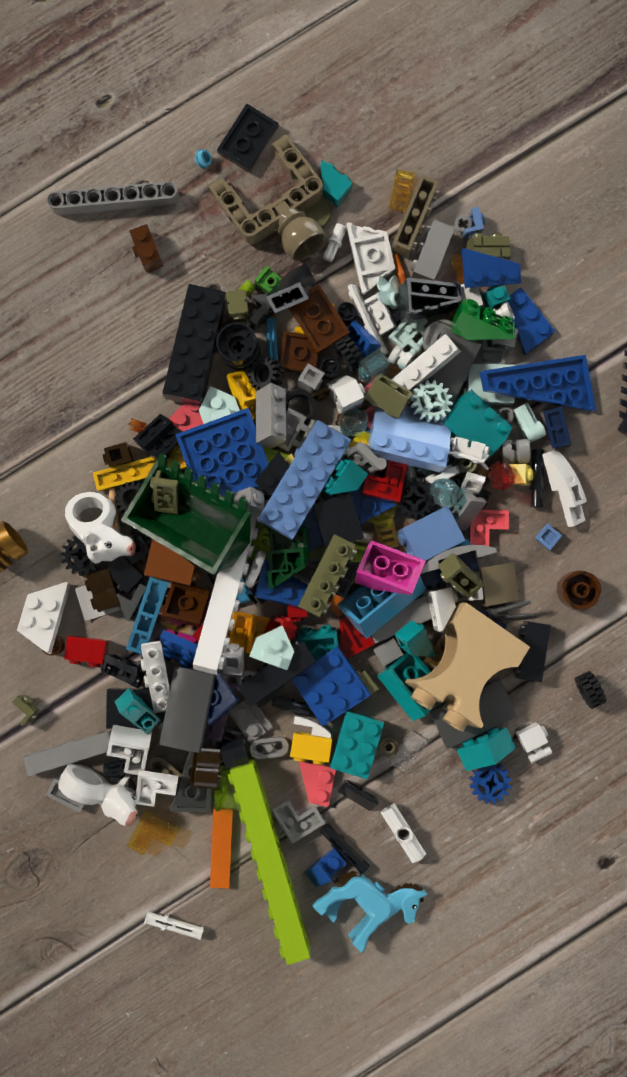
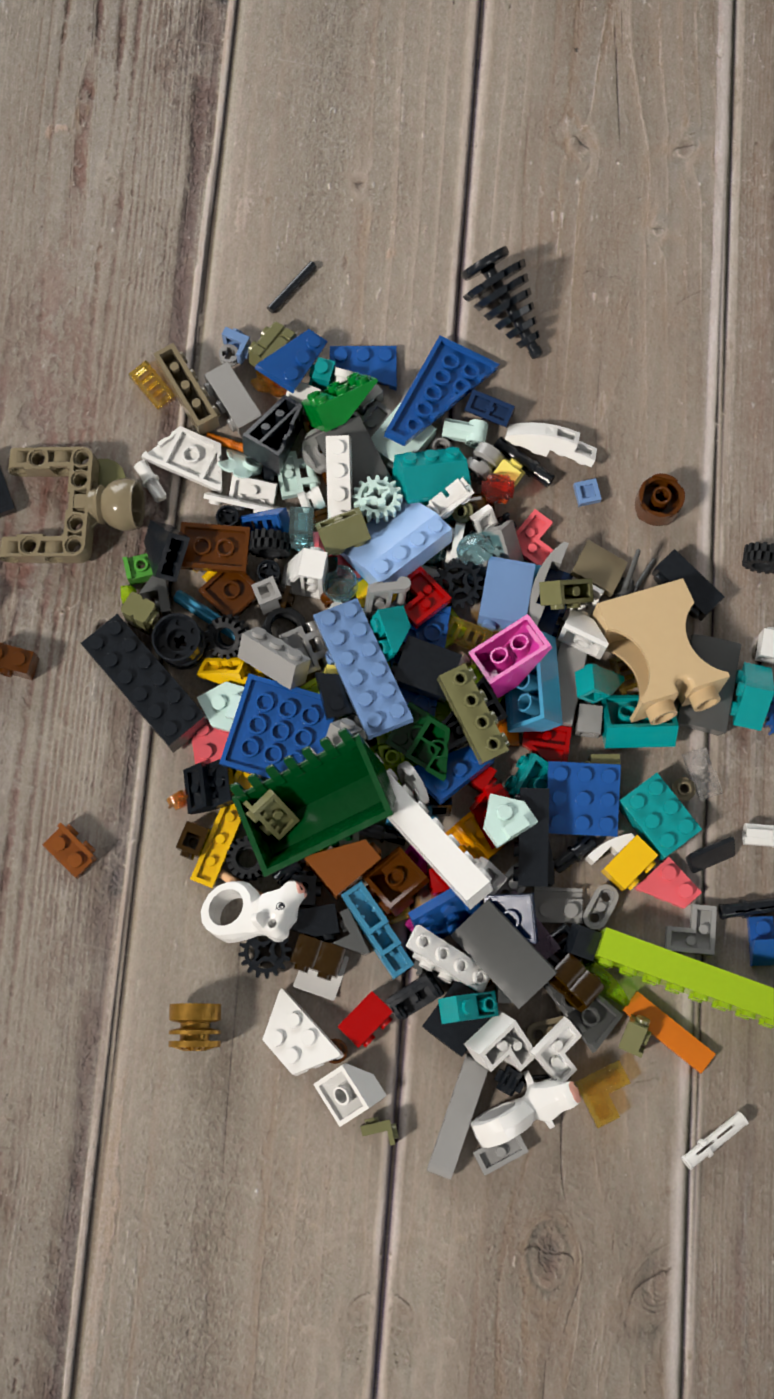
camera: 55 degrees left, 10 degrees down
(34, 674) = (349, 1092): none -> white slope
(56, 383) = (70, 850): none -> dark orange bracket
(201, 829) = (635, 1035): none -> olive brick
(335, 185) = (97, 438): teal slope -> none
(544, 228) = (291, 287): none -> black bar

